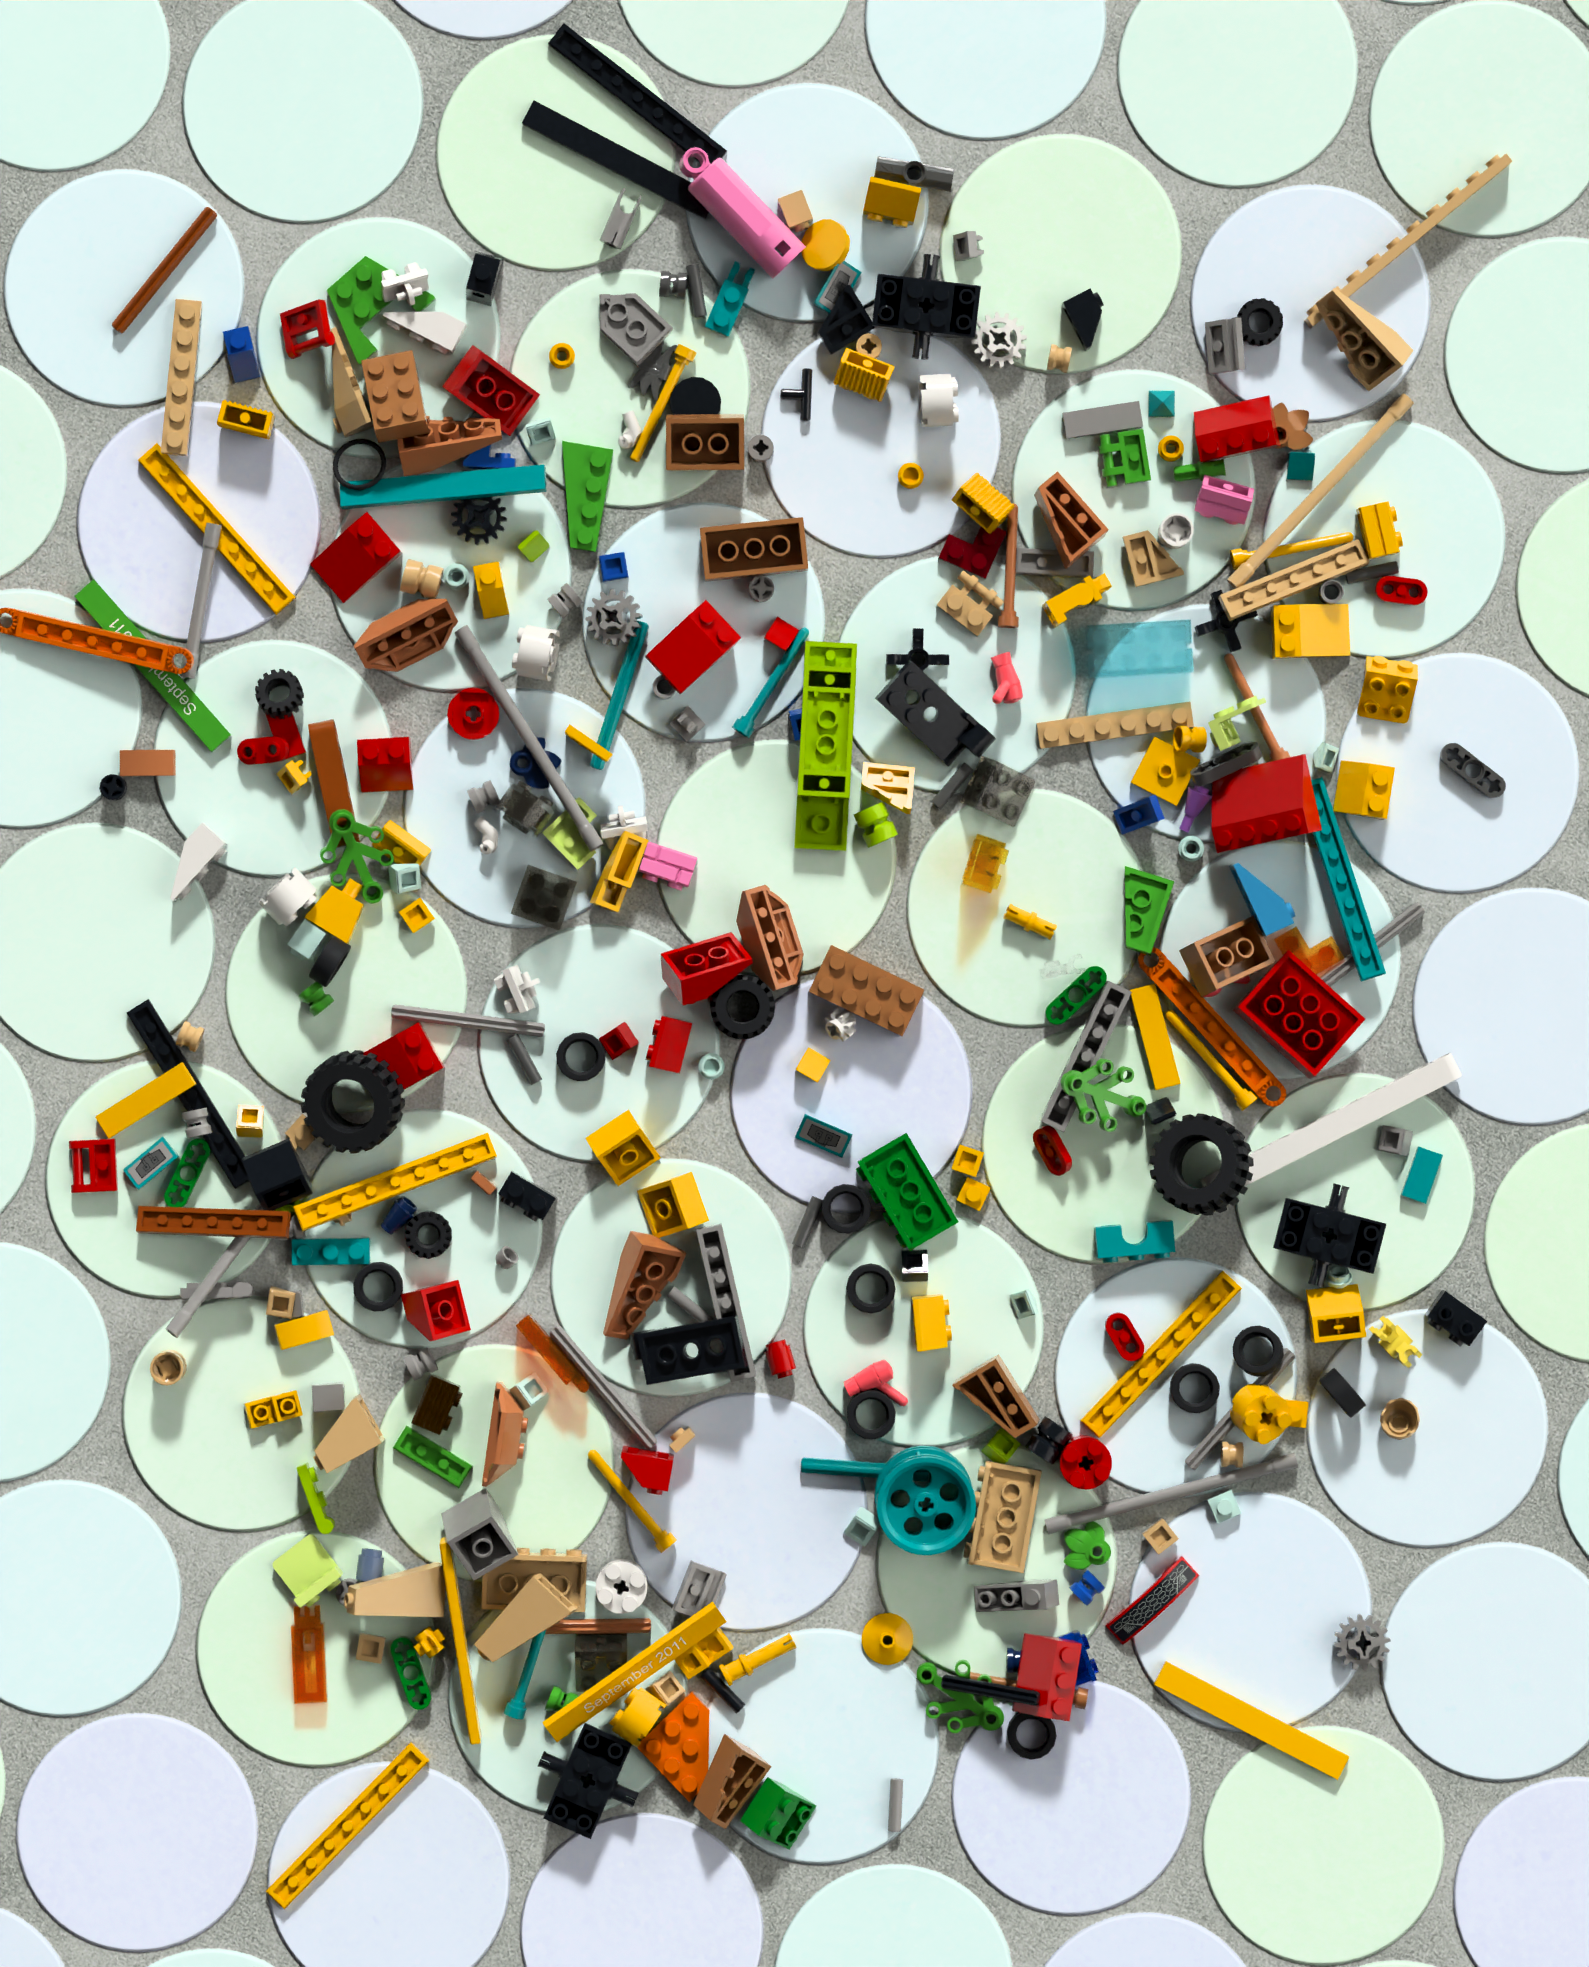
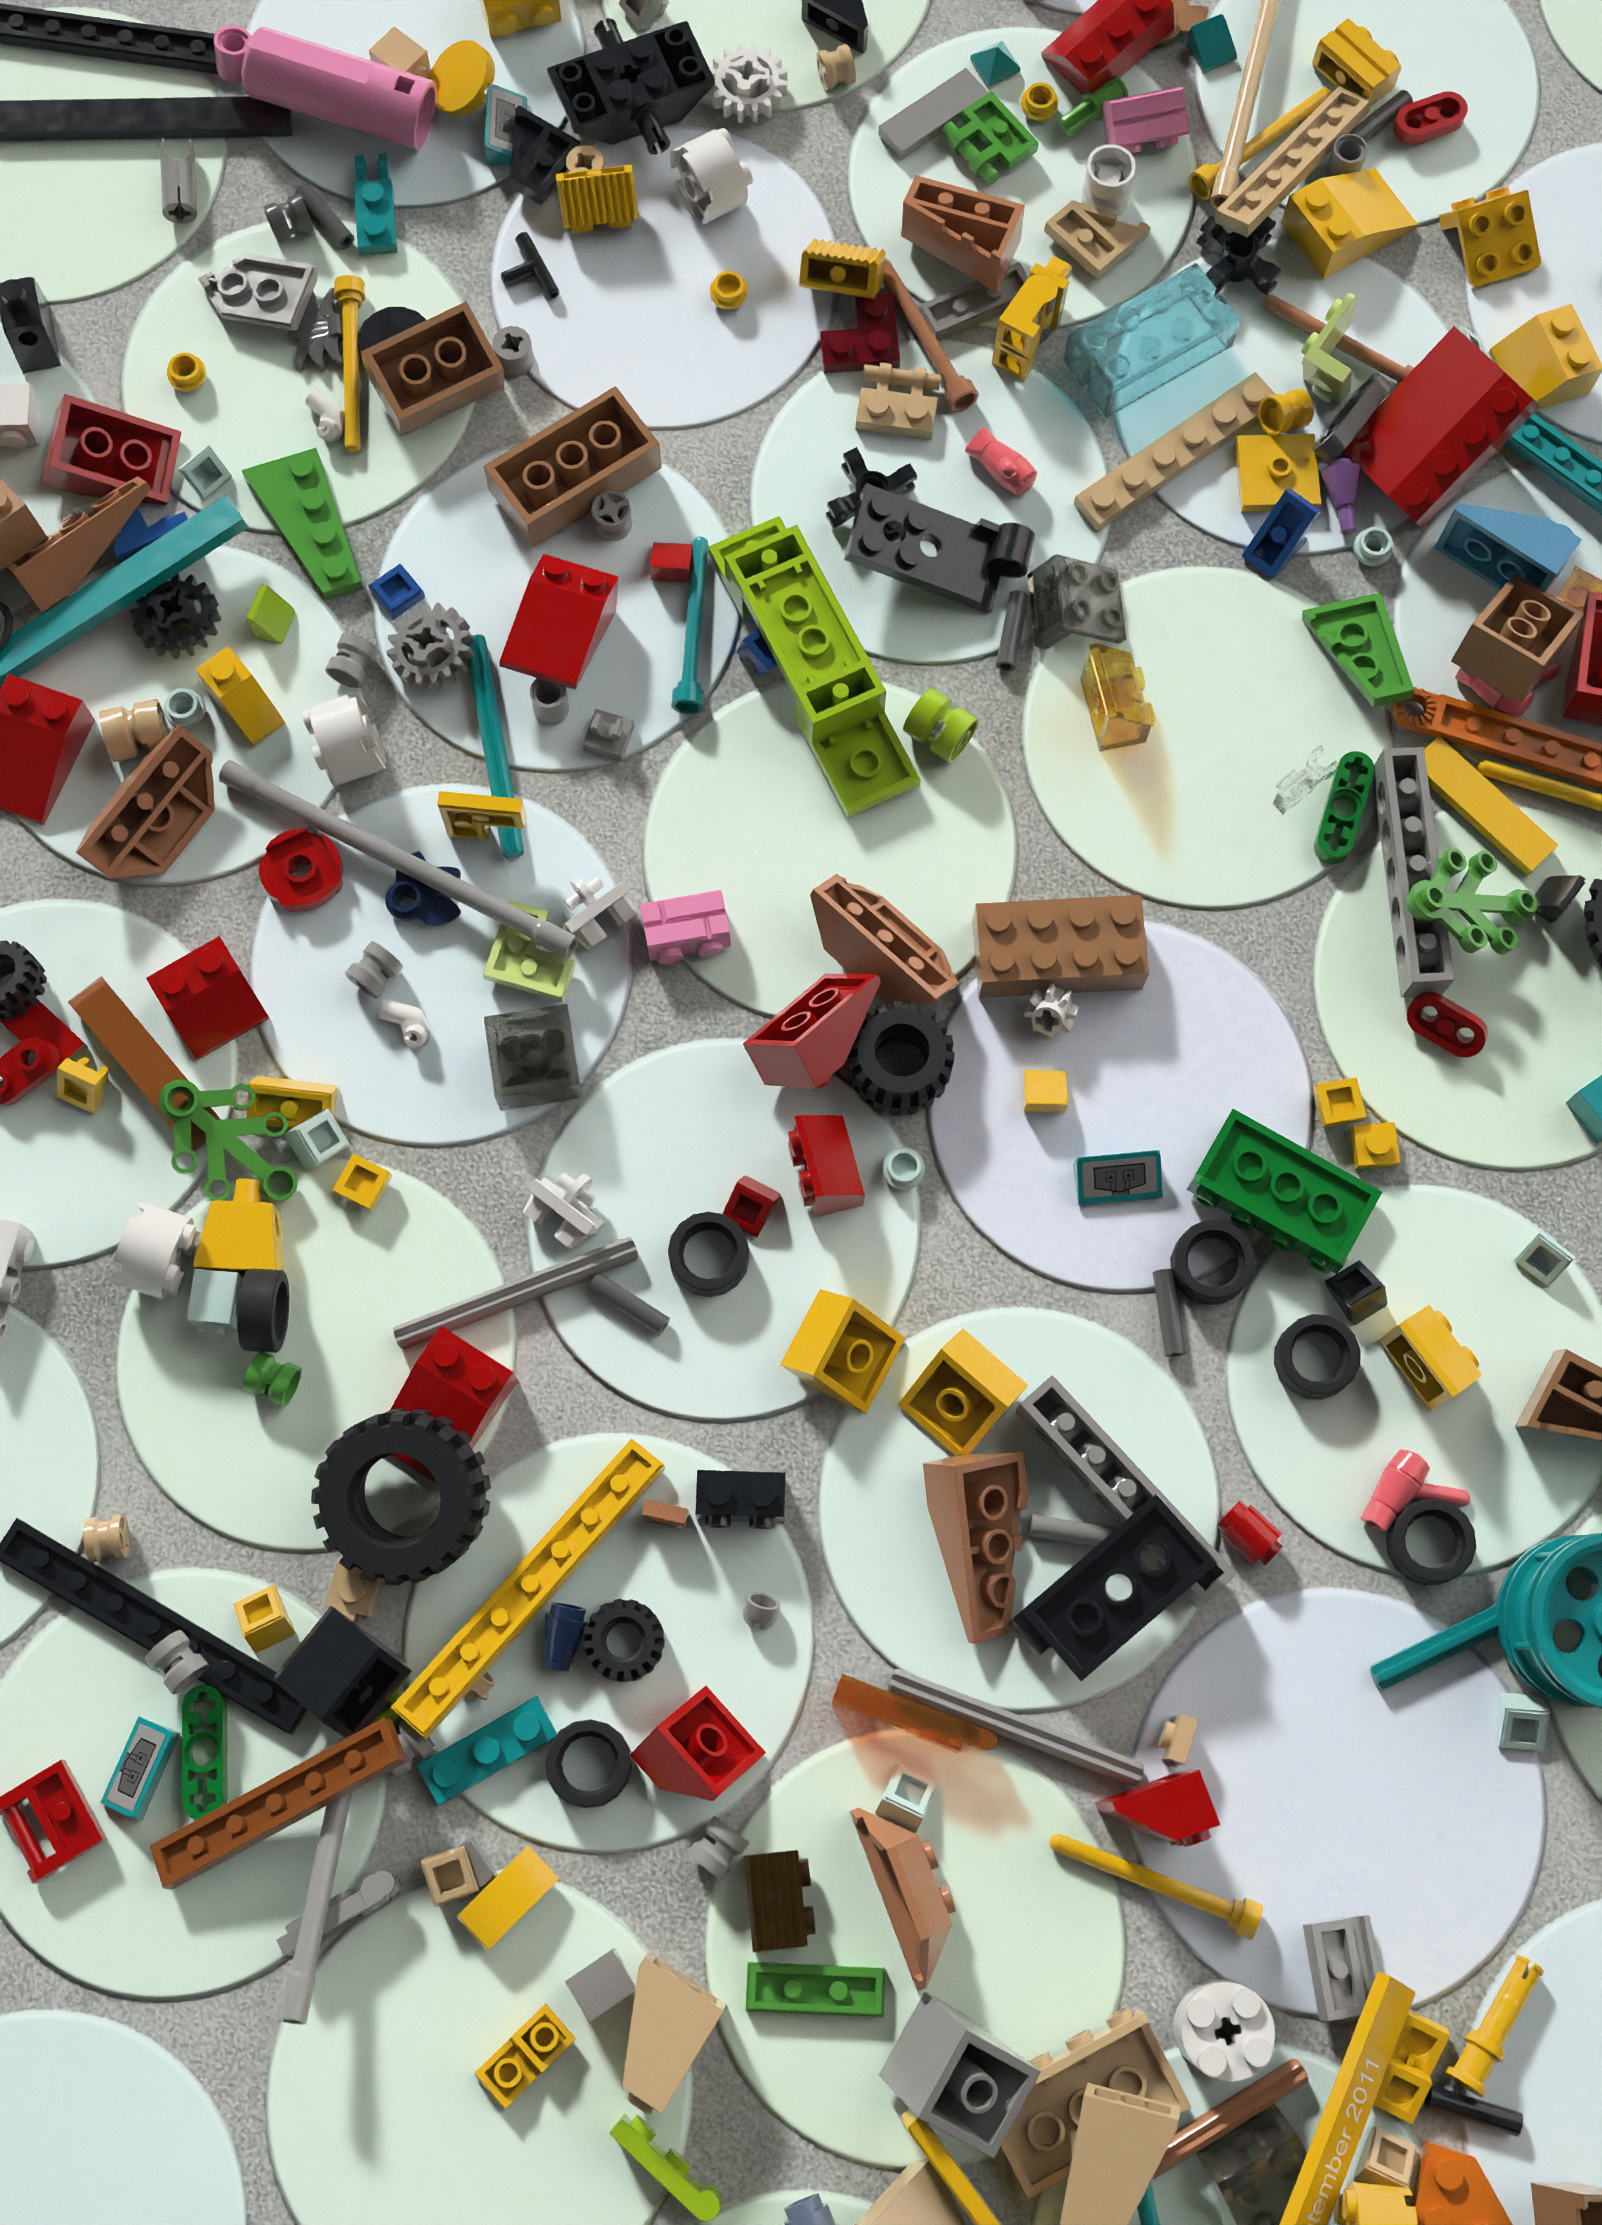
camera: 30 degrees left, 15 degrees down
(145, 1100) = (83, 1673): yellow tile -> none
(168, 1367) = (320, 2083): tan wheel -> none
(525, 809) = (440, 950): clear smoke brick -> none
(619, 872) = (622, 969): yellow slope -> none
(890, 784) = (928, 664): wing -> none
(1029, 921) = (1223, 744): yellow pin -> none

